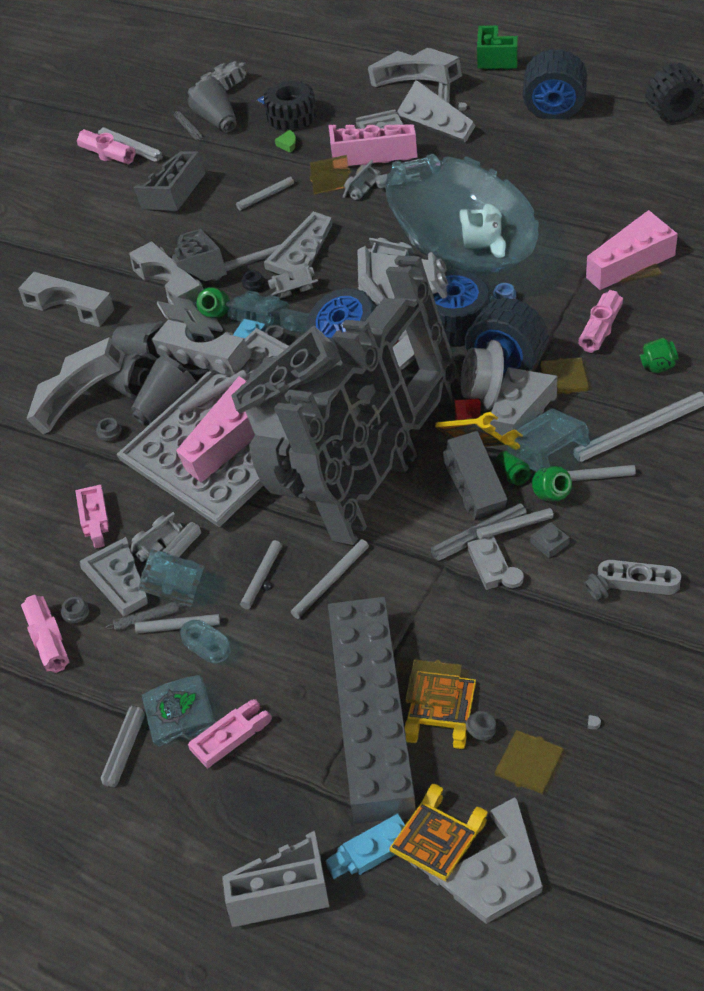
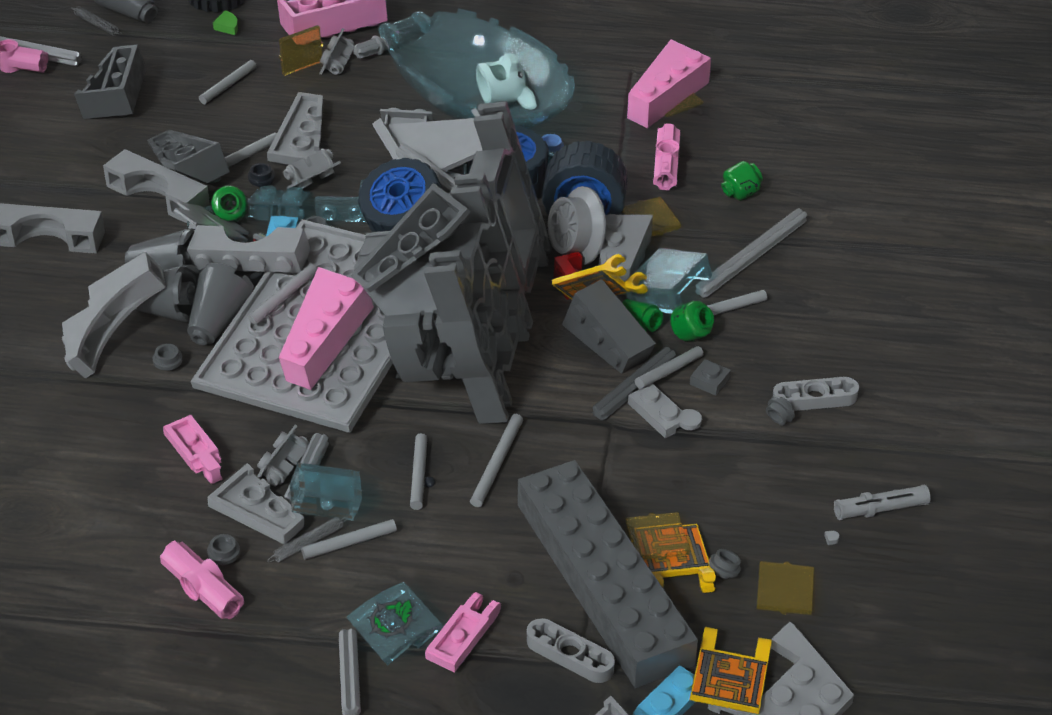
camera: 25 degrees left, 5 degrees down
(207, 643) = (391, 548): clear light blue plate -> none
(311, 786) = (577, 663): none -> light grey beam
(653, 699) = (869, 503): none -> light grey pin

